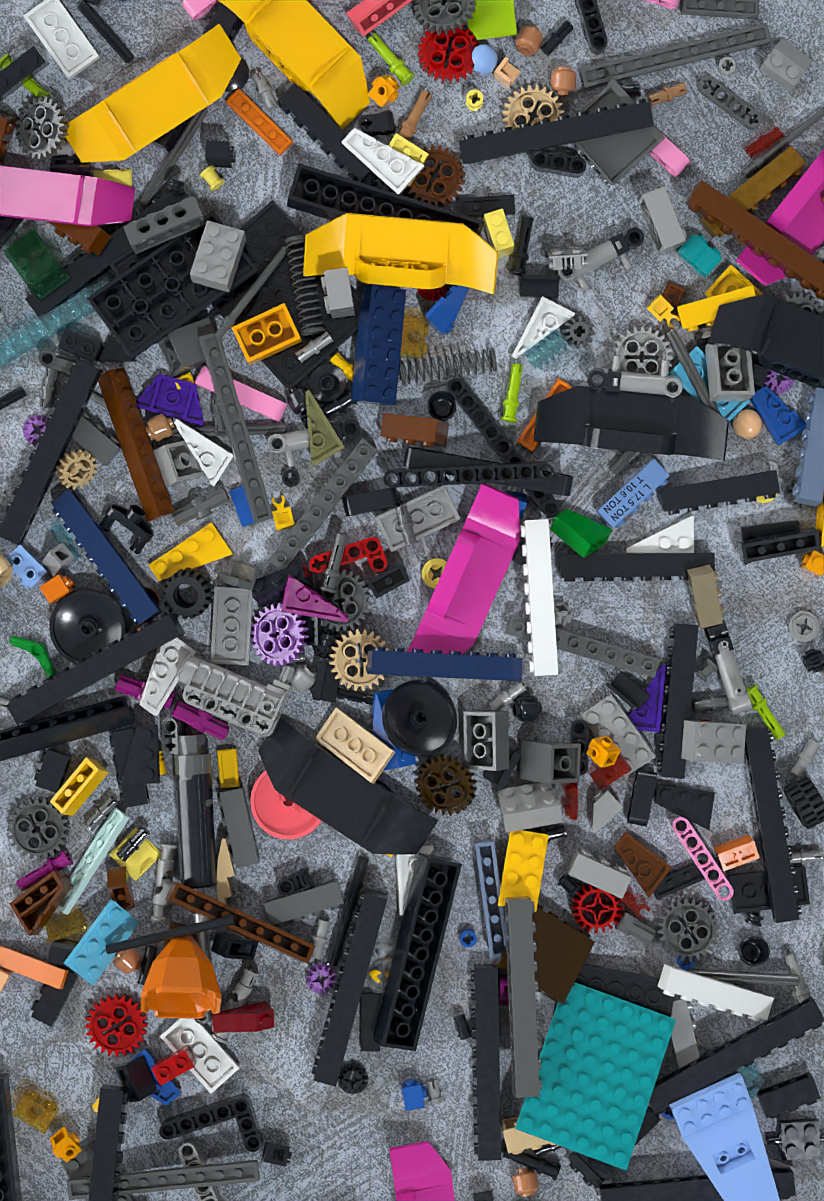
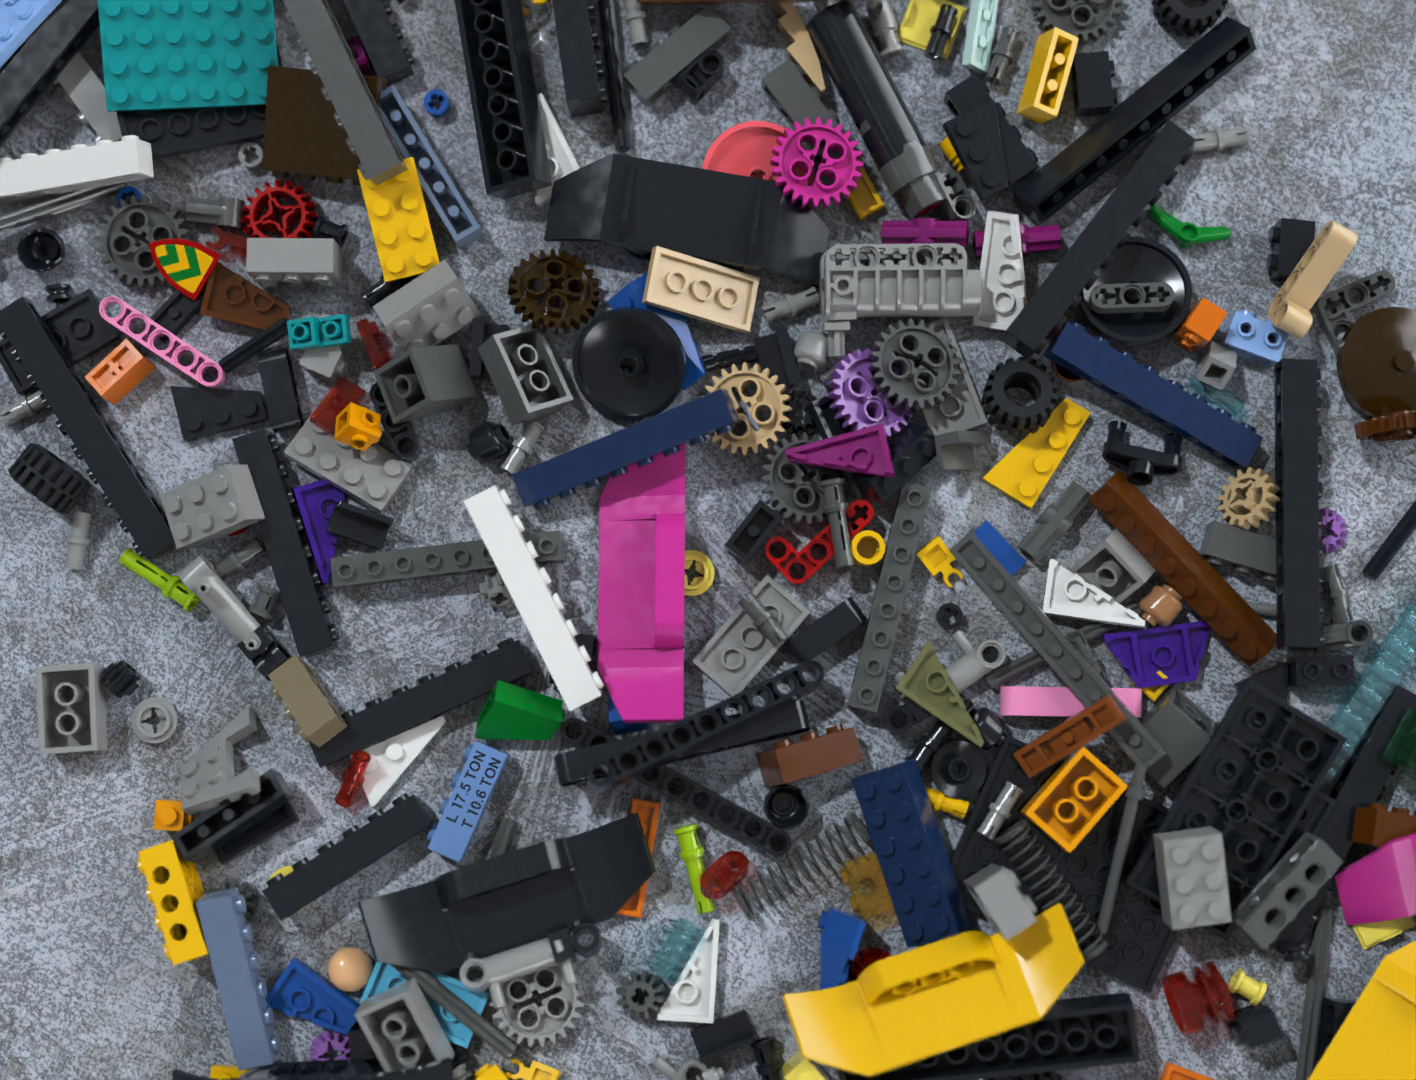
camera: 155 degrees right, 5 degrees down
(77, 623) = (1152, 304): none -> dark grey beam
(236, 781) = (841, 171): none -> dark pink gear
(245, 184) = (1202, 997): none -> clear red wheel
(252, 372) = (1069, 736): none -> dark orange hinge
(256, 628) = (905, 387): none -> dark grey gear
(303, 713) = (790, 305): none -> light grey pin
(323, 541) = (867, 548): none -> yellow piece
(498, 381) = (721, 875): none -> clear red plate
(602, 821) = (319, 332): none -> teal slope
(603, 955) = (254, 165): none -> light grey bush
(645, 832) = (254, 346): none -> black axle
(668, 902) = (184, 263): none -> shield
(697, 537) = (352, 778): none -> clear red pin
(783, 578) = (210, 772): none -> light grey wing

